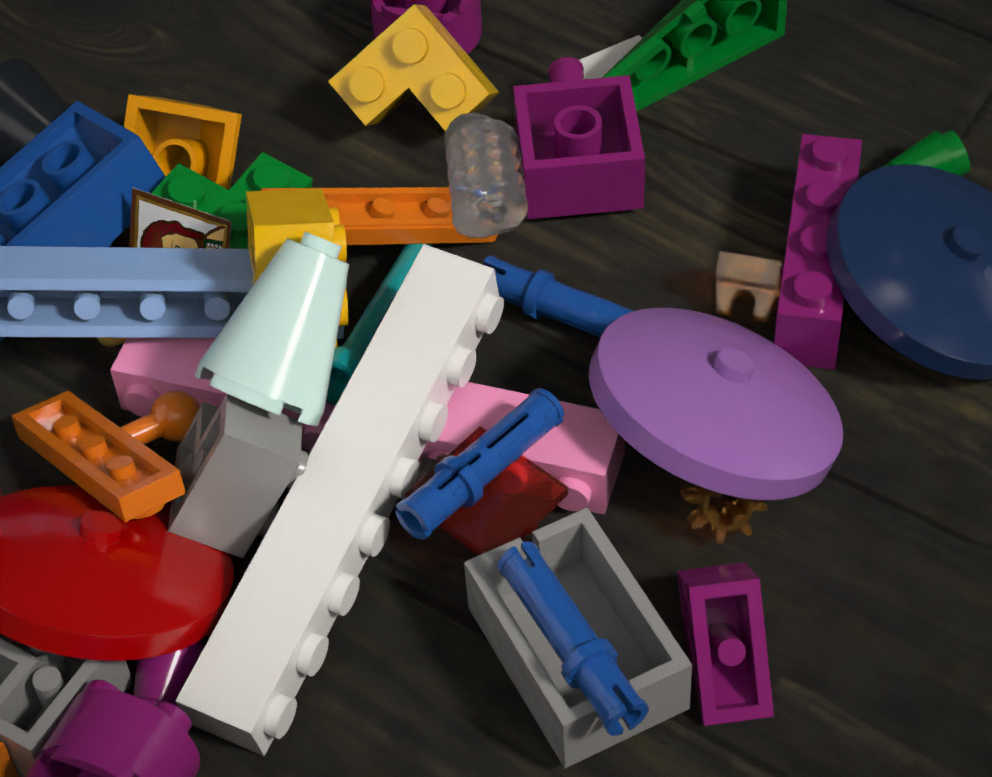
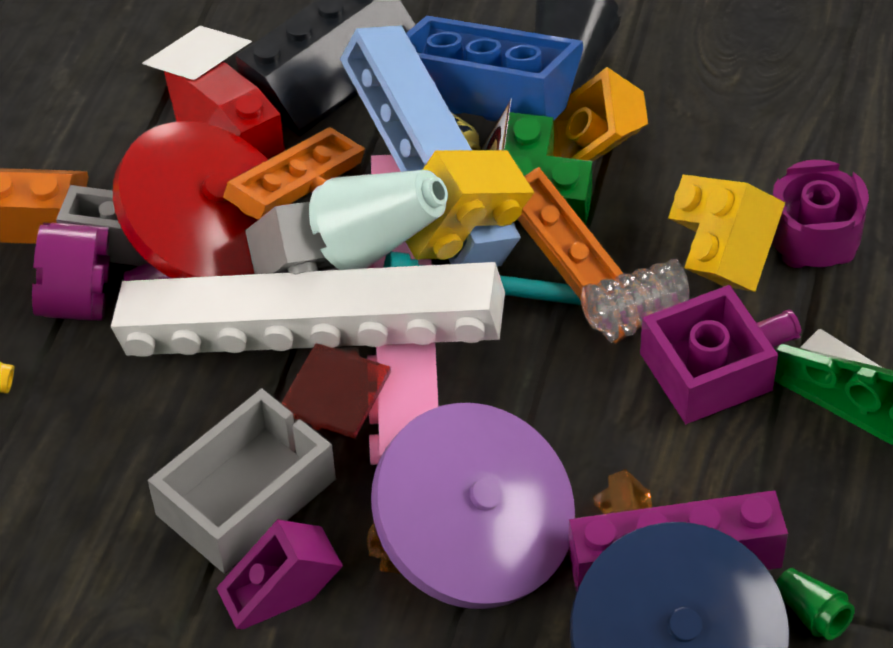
camera: 70 degrees right, 0 degrees up
(462, 478) = (326, 363): blue pin -> none
(544, 296) = (558, 383): blue pin -> none
(586, 659) = (192, 472): blue pin -> none

